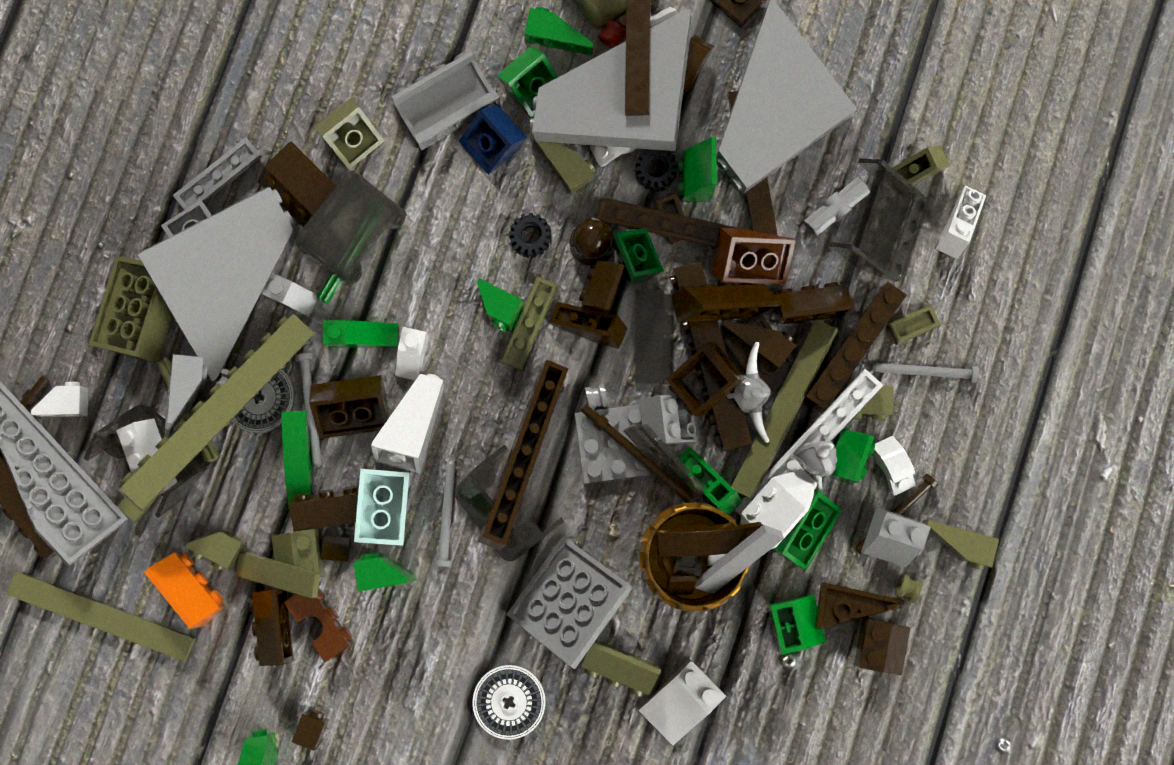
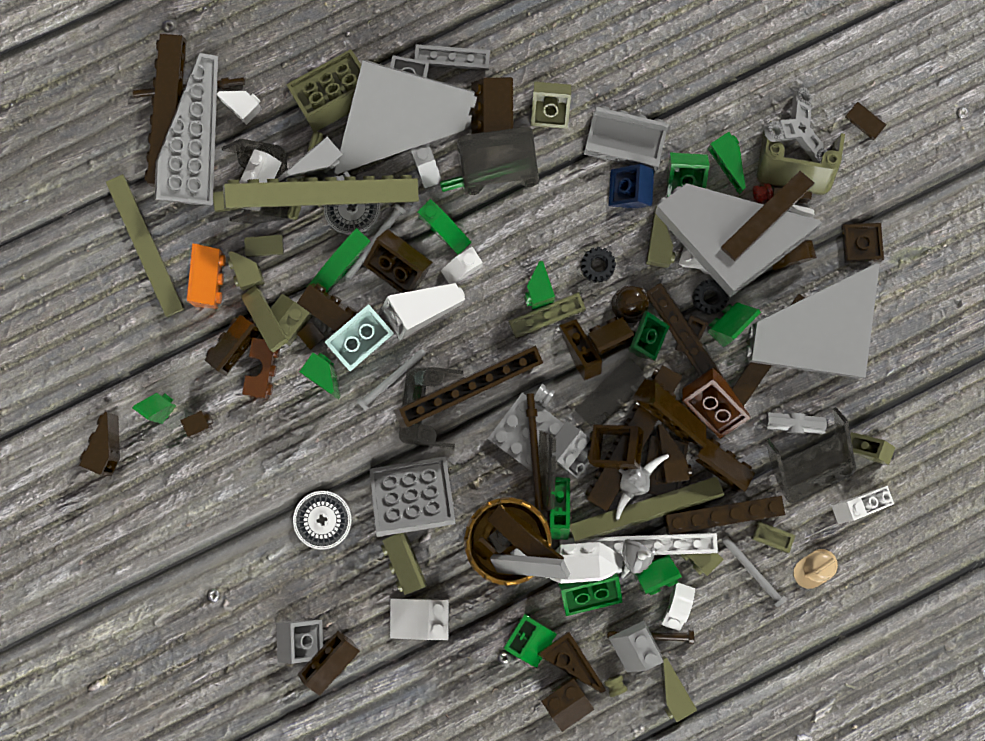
camera: 45 degrees right, 0 degrees up
(212, 509) = (264, 246): none -> olive tile
(975, 316) = (815, 569): none -> tan piece

